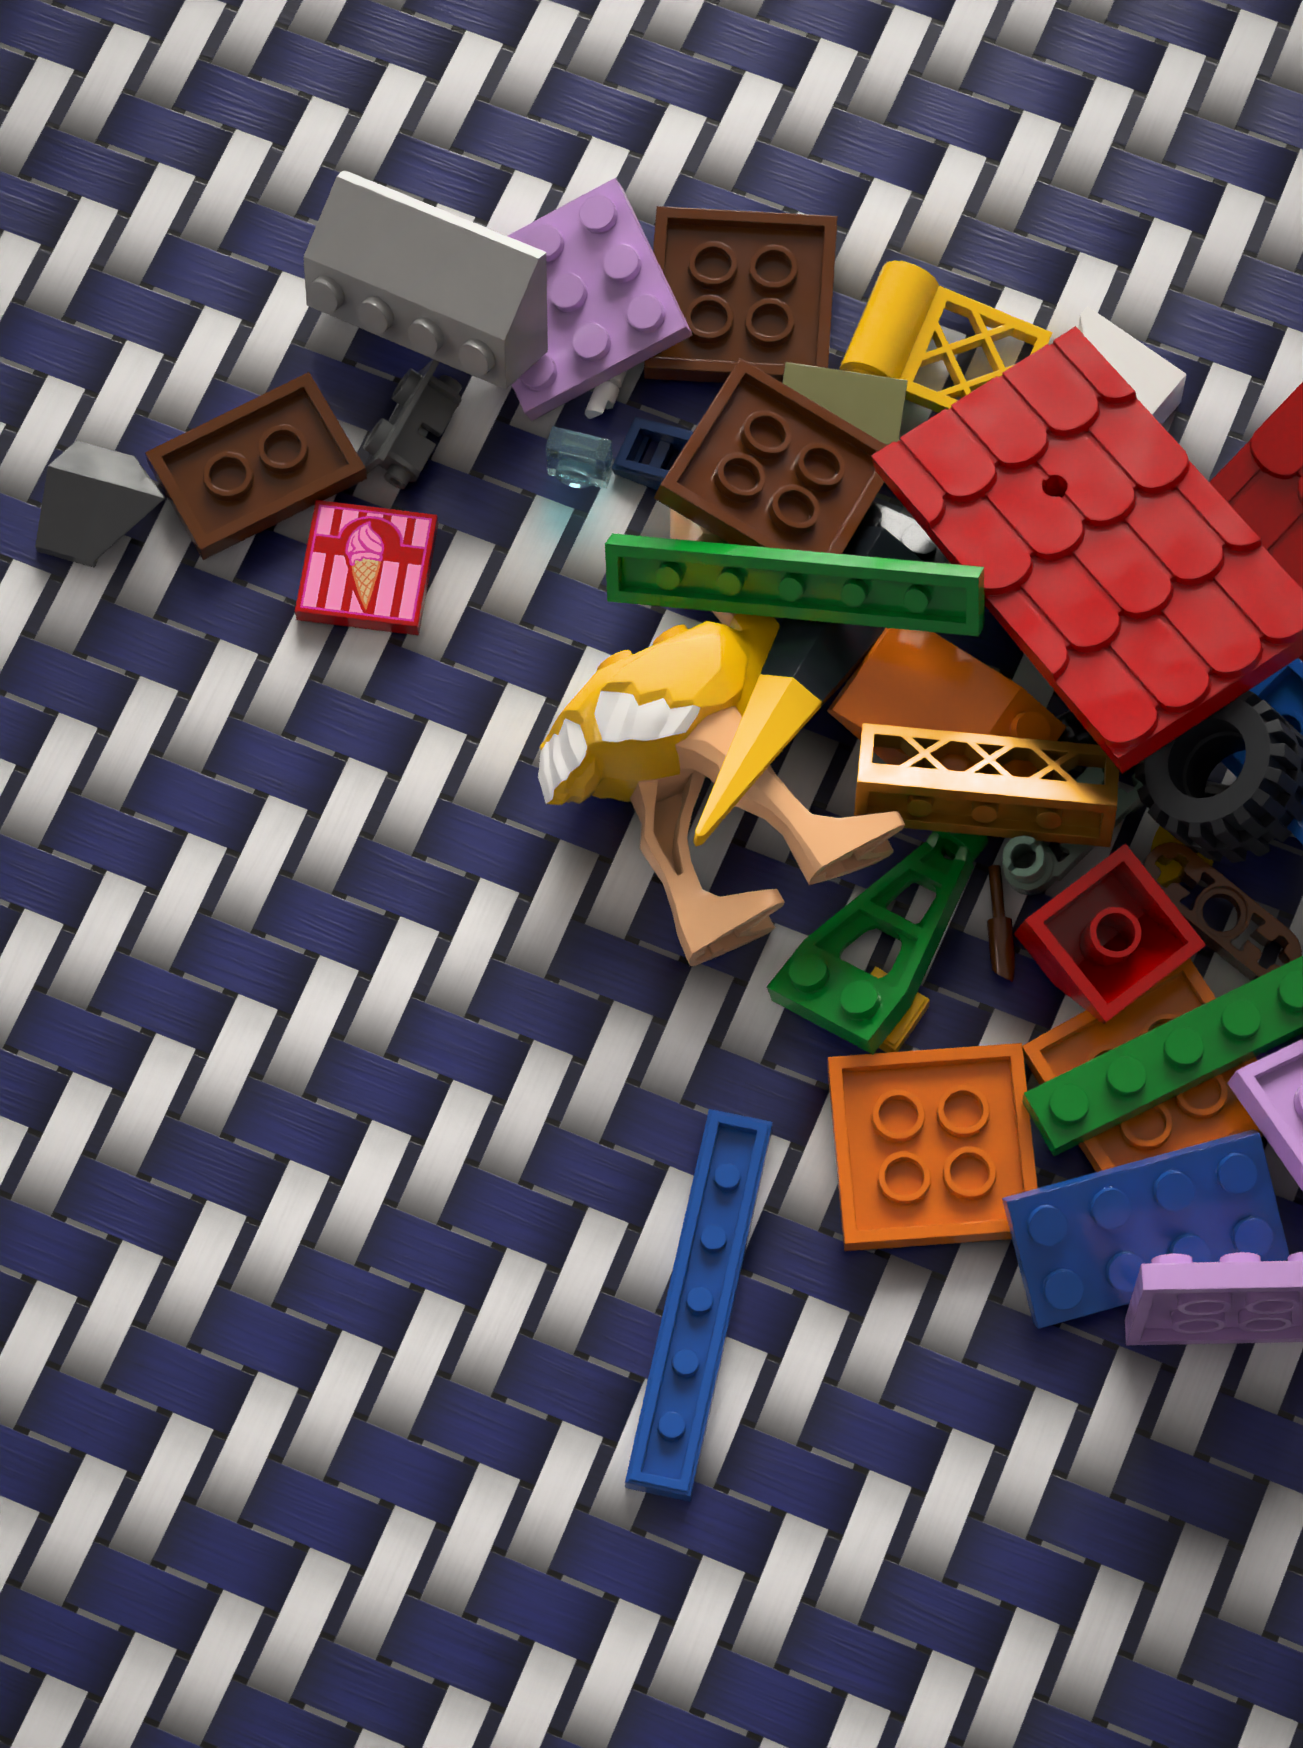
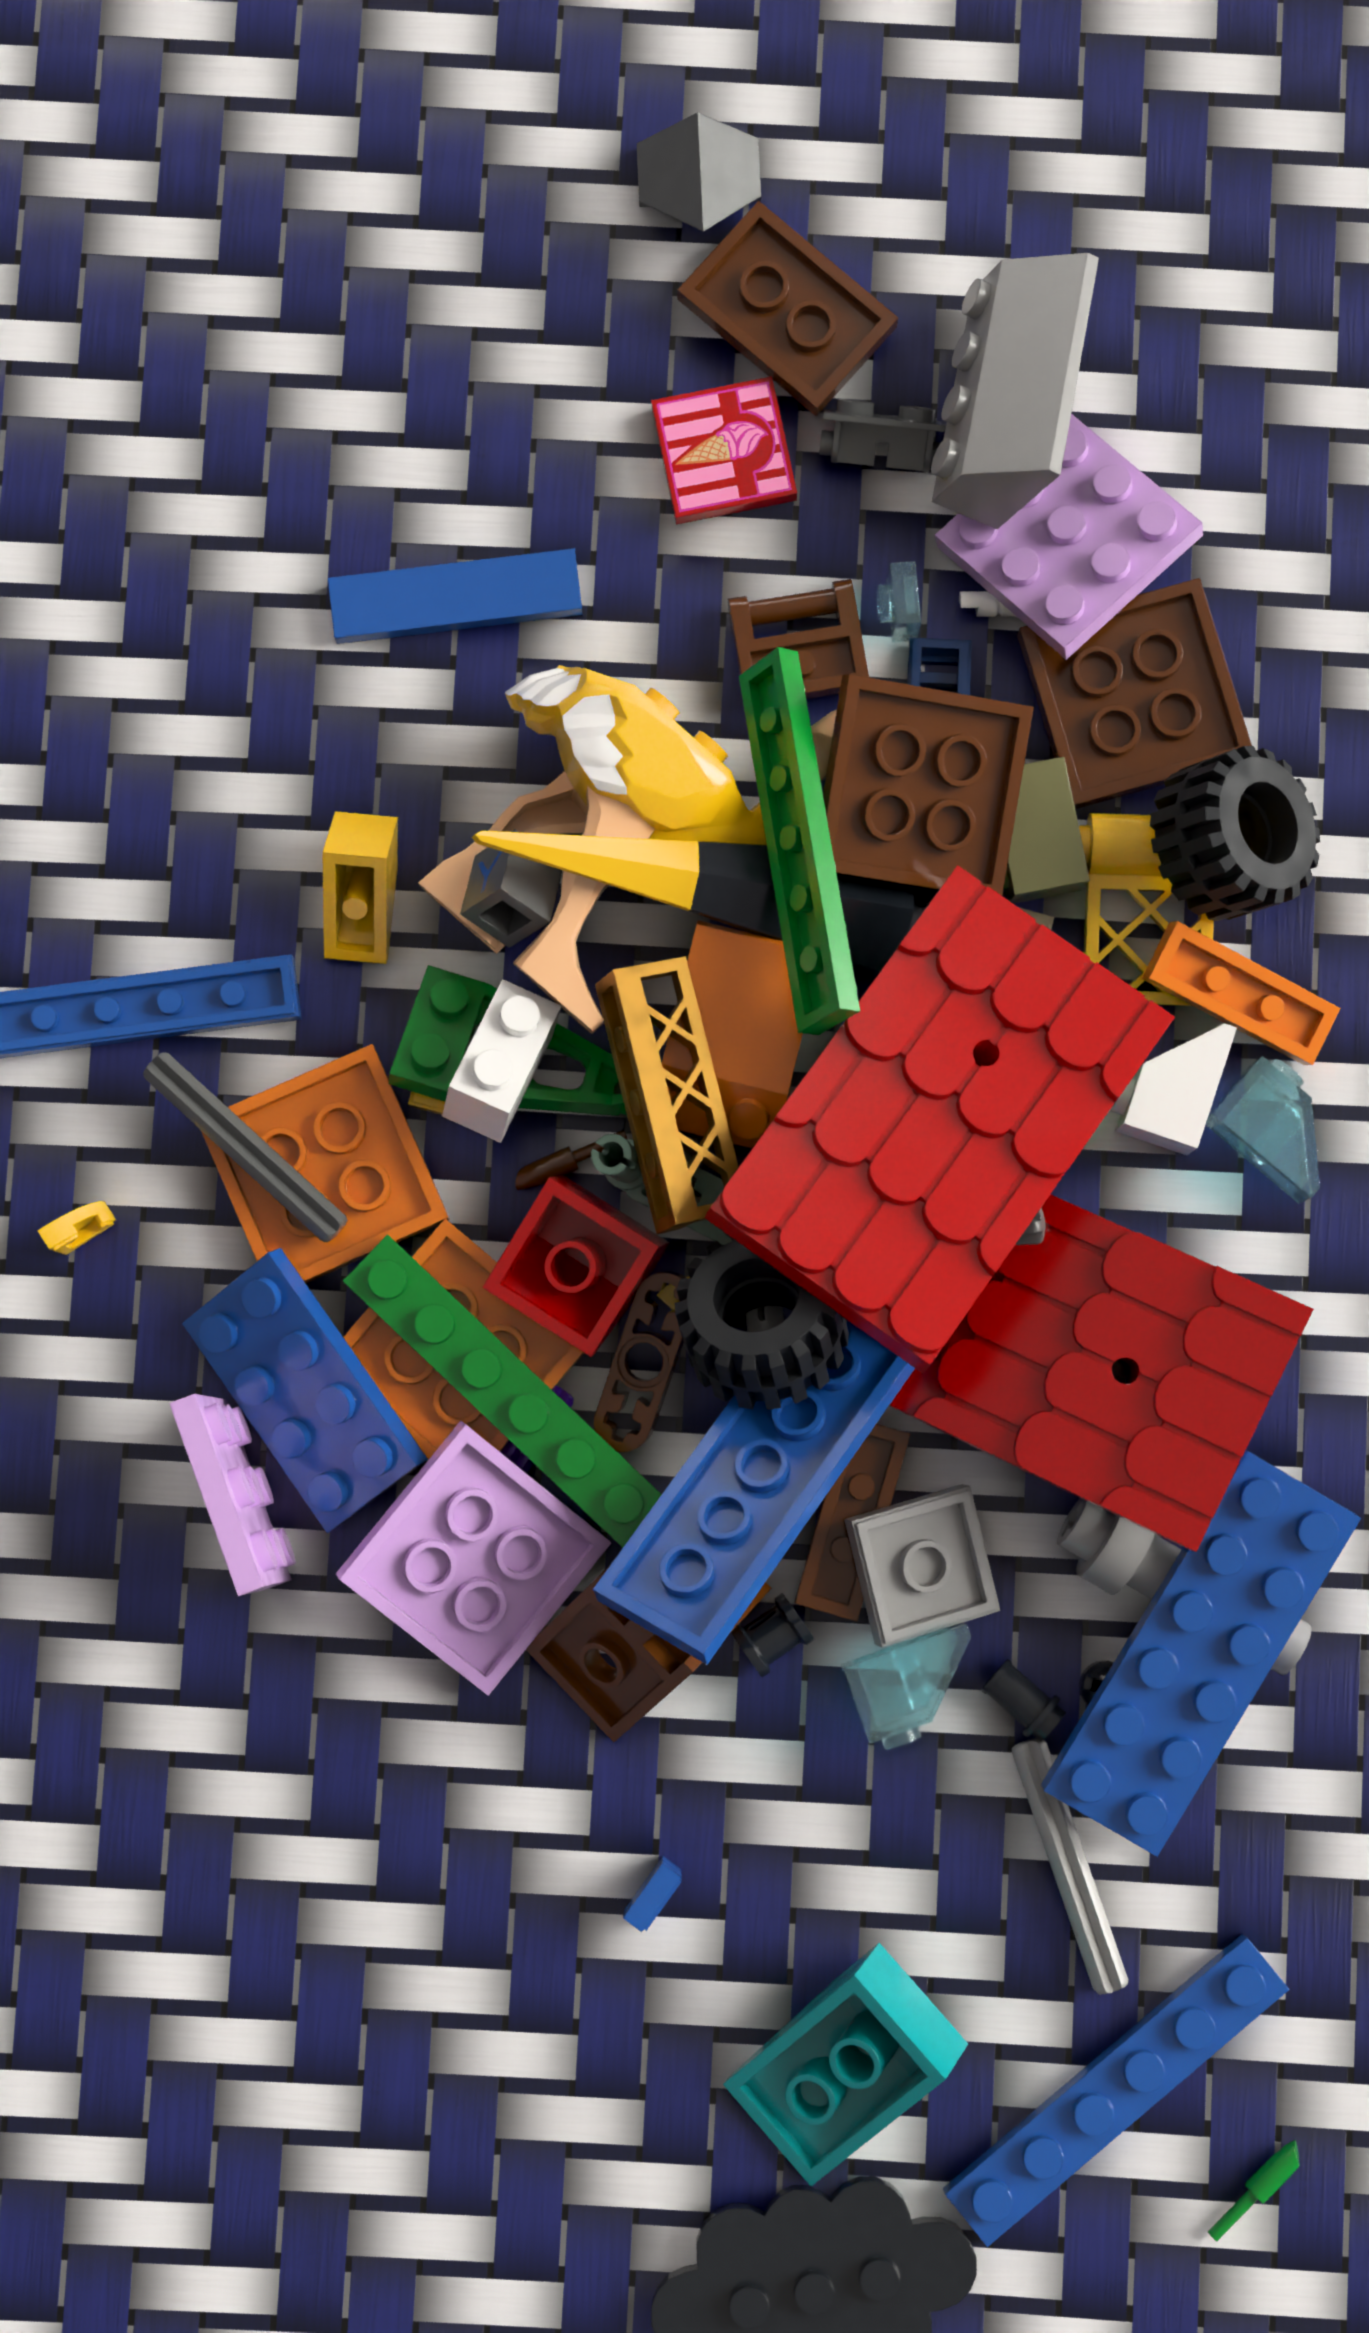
camera: 70 degrees right, 15 degrees up
(411, 850) = (455, 596): none -> blue tile
(586, 585) = (822, 652): none -> reddish brown plate
(668, 1019) = (359, 886): none -> yellow slope
(739, 861) = (509, 895): none -> dark grey brick
(890, 1199) = (245, 1147): none -> dark grey axle
(897, 927) = (501, 1061): none -> white brick
(910, 1399) = (77, 1227): none -> yellow tile
(912, 246) = (1235, 833): none -> black tyre
(1053, 297) = (1241, 993): none -> orange plate
(1187, 313) = (1271, 1126): none -> clear light blue slope

